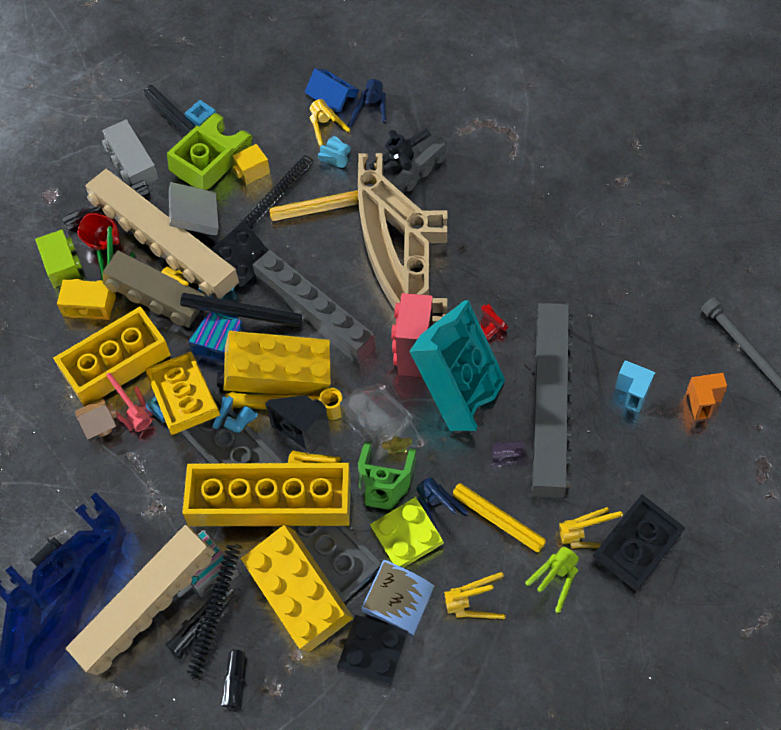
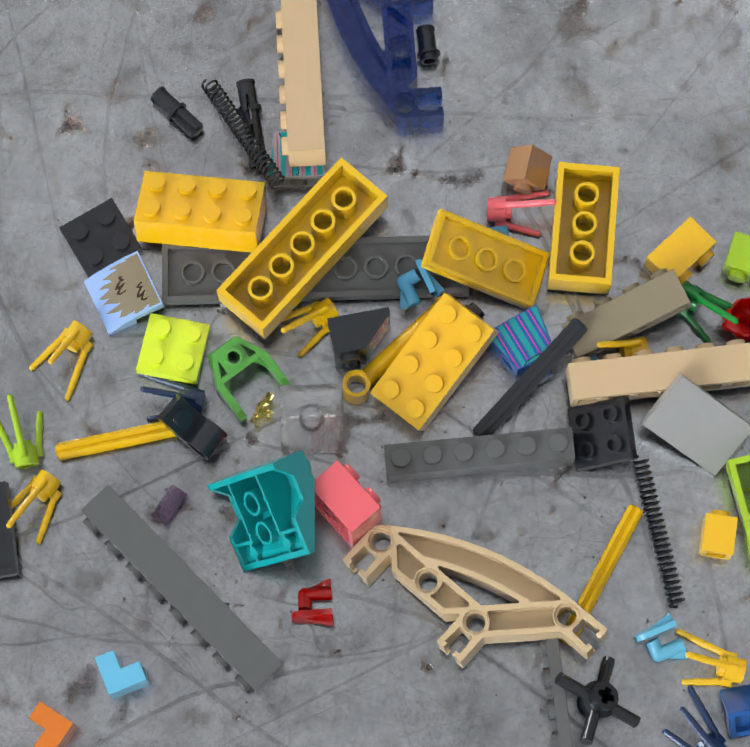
camera: 130 degrees right, 15 degrees up
(448, 466) = (192, 428): none -> black plate

